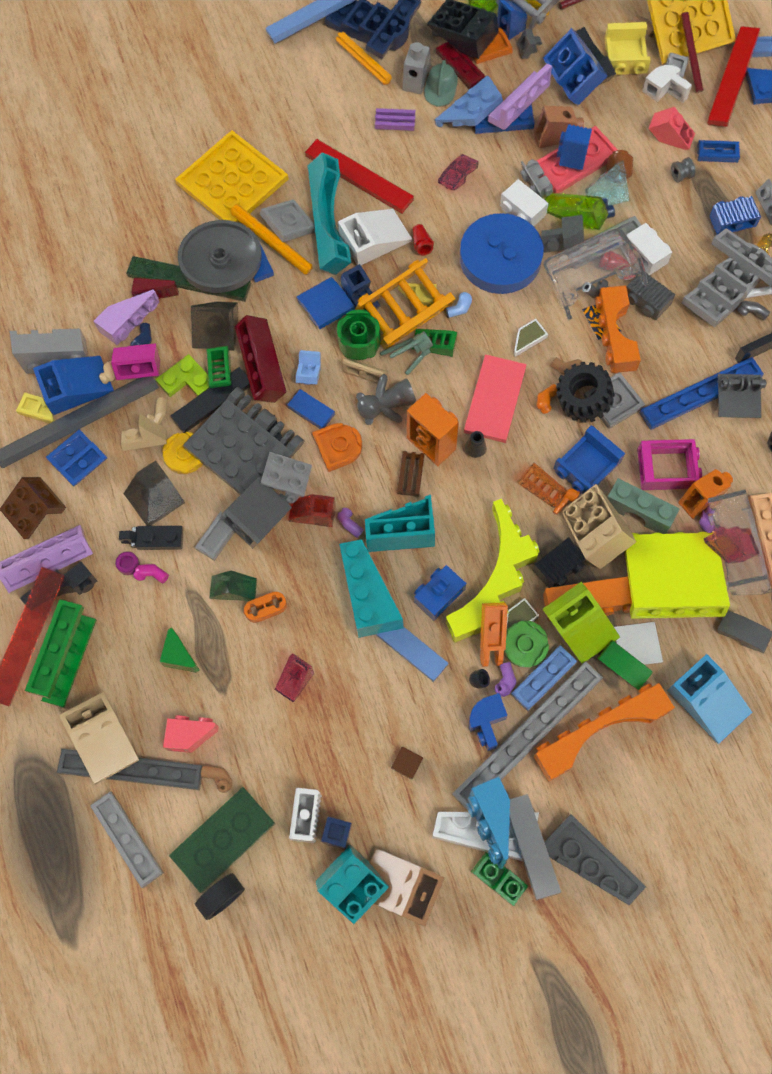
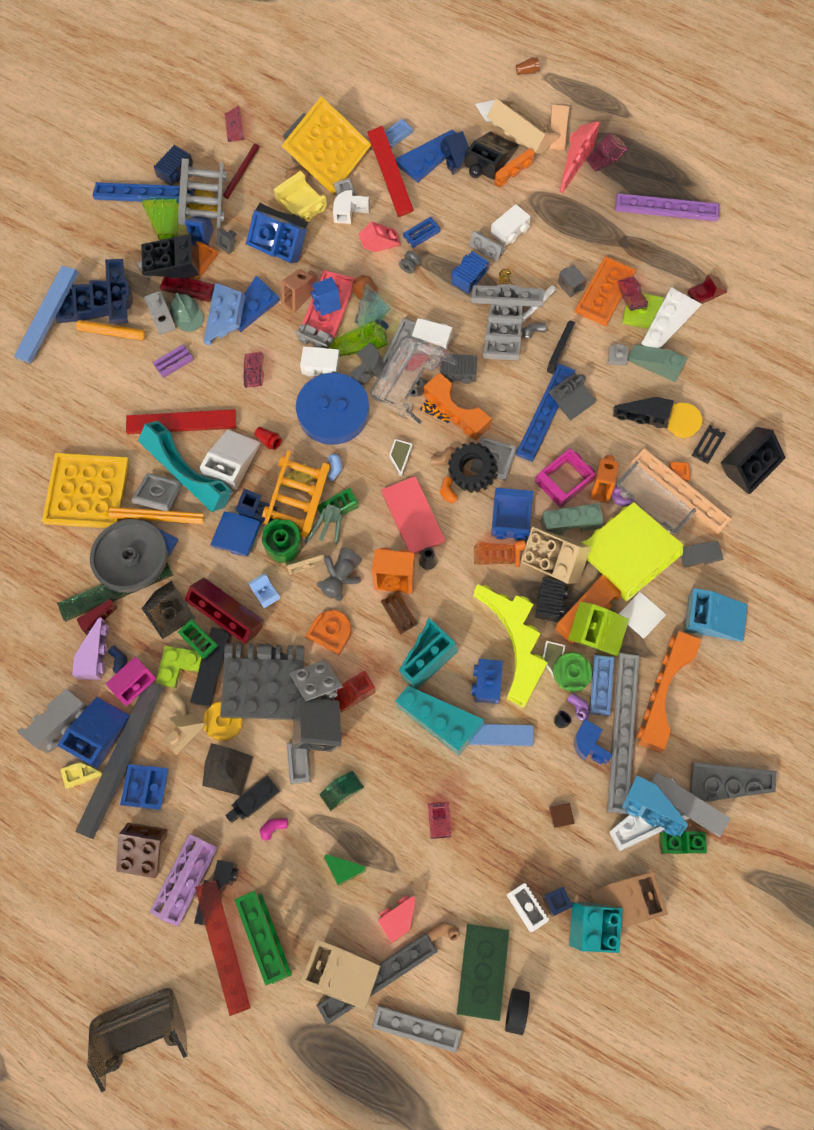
camera: 40 degrees left, 0 degrees up
(108, 374) = (118, 705): tan arm -> none
(127, 562) = (249, 834): magenta tile -> none
(266, 612) = (372, 783): orange beam -> none
(311, 409) = (289, 619): blue tile -> none
(347, 523) = (378, 679): medium lavender arm -> none
(493, 632) = (548, 681): orange hinge -> none
(521, 98) = (255, 285): lavender fence -> none
(625, 665) = (646, 635): green slope -> none
(692, 52) = (349, 172): dark red bar -> none
(732, 544) = (651, 501): clear pink slope -> none

